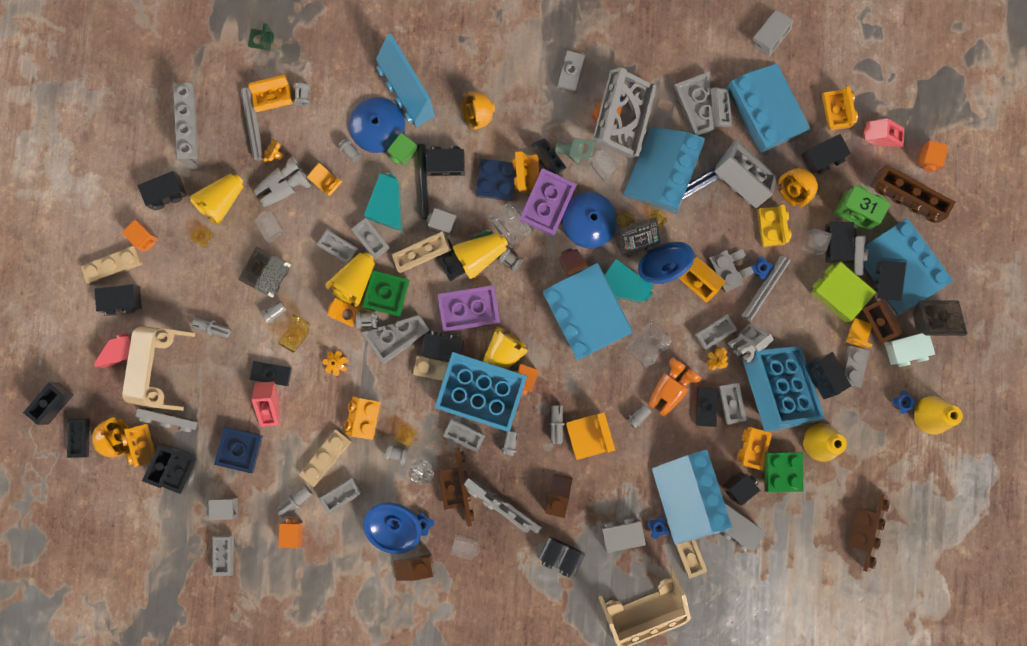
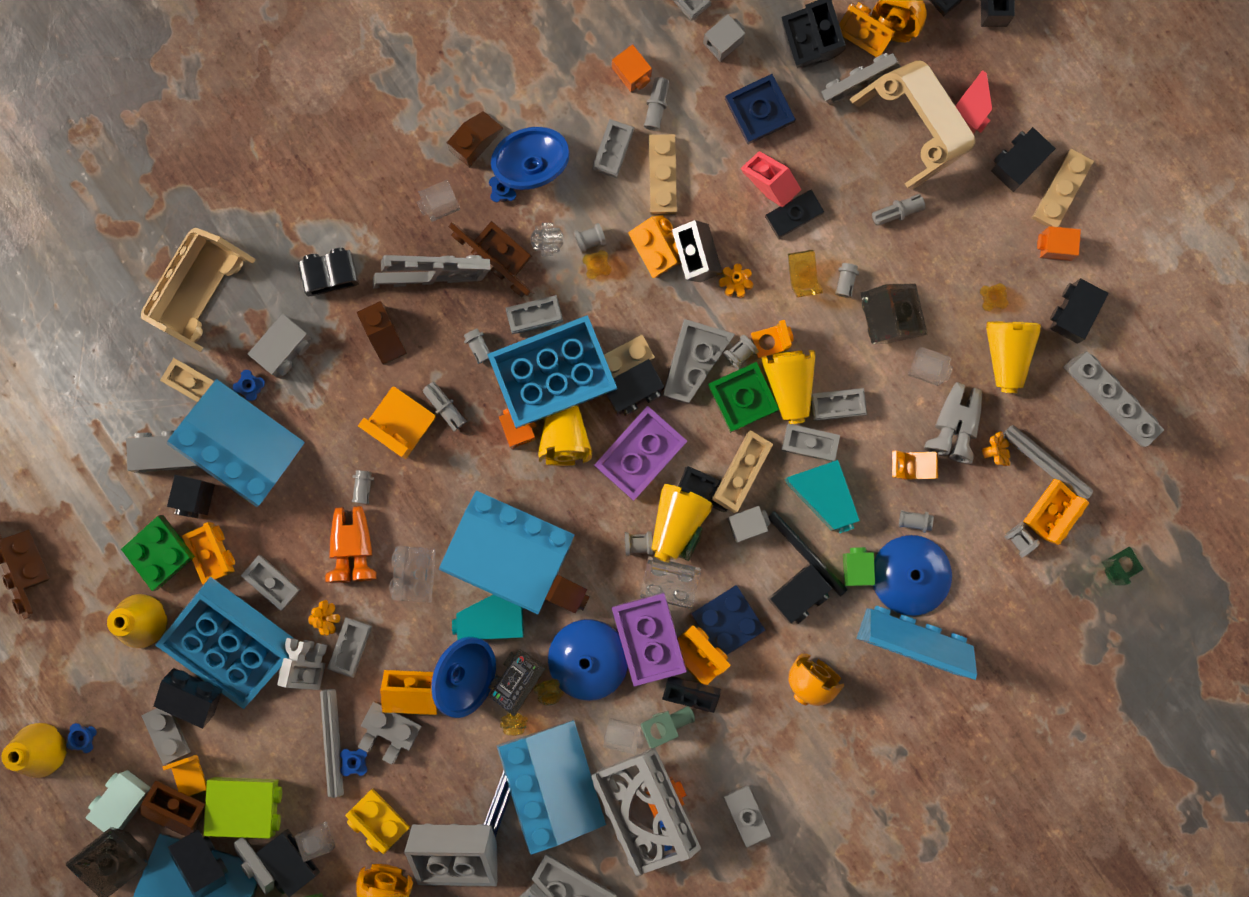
camera: 135 degrees right, 0 degrees up
(343, 395) = (697, 251): none -> black brick
(706, 407) = (296, 557): black plate -> none

